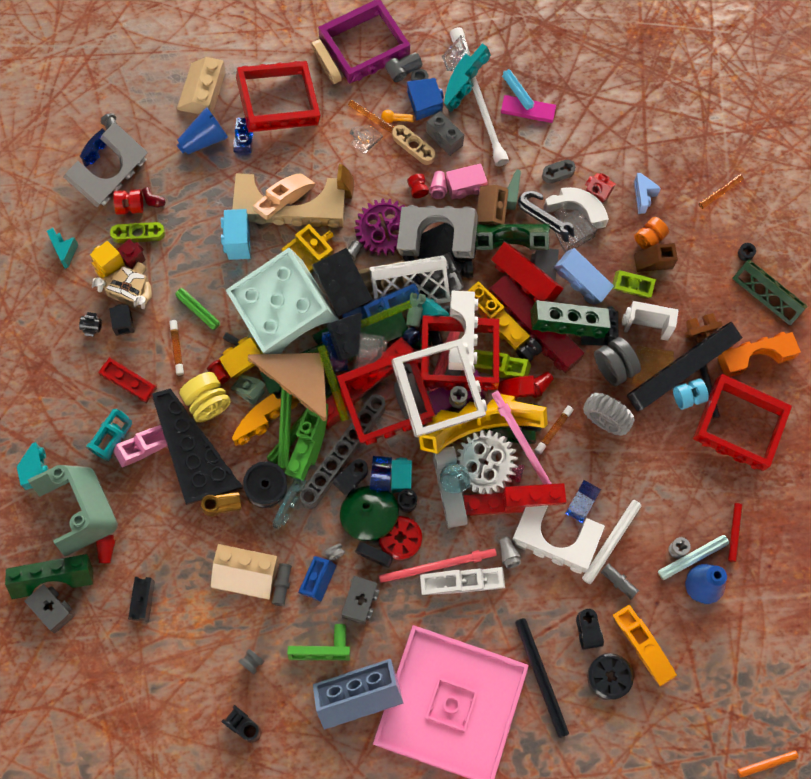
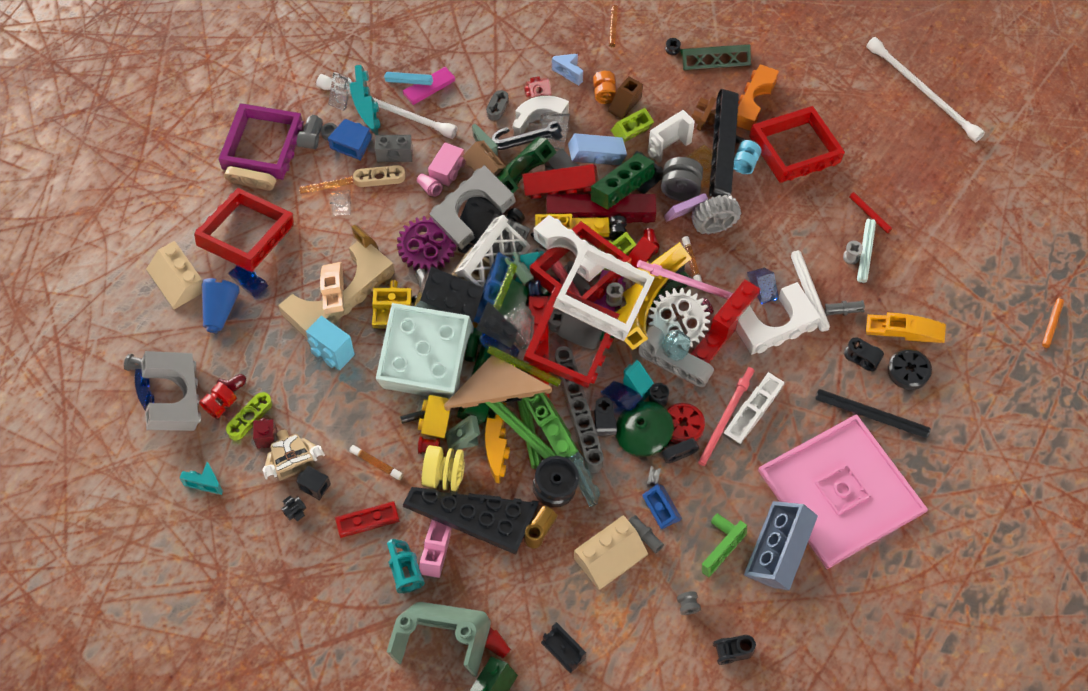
camera: 45 degrees left, 10 degrees down
(31, 465) = (373, 647): teal slope -> none
(106, 260) = (254, 451): yellow brick -> none
(197, 308) = (359, 422): bright green axle -> none
(360, 588) = (709, 498): dark grey brick -> none
(389, 116) = (340, 173): light orange bar -> none
(417, 185) = (416, 197): red wheel -> none
(509, 553) = (760, 360): light grey cone -> none
(593, 385) = (685, 207): none -> lavender tile
(706, 583) = (894, 253): blue cone -> none

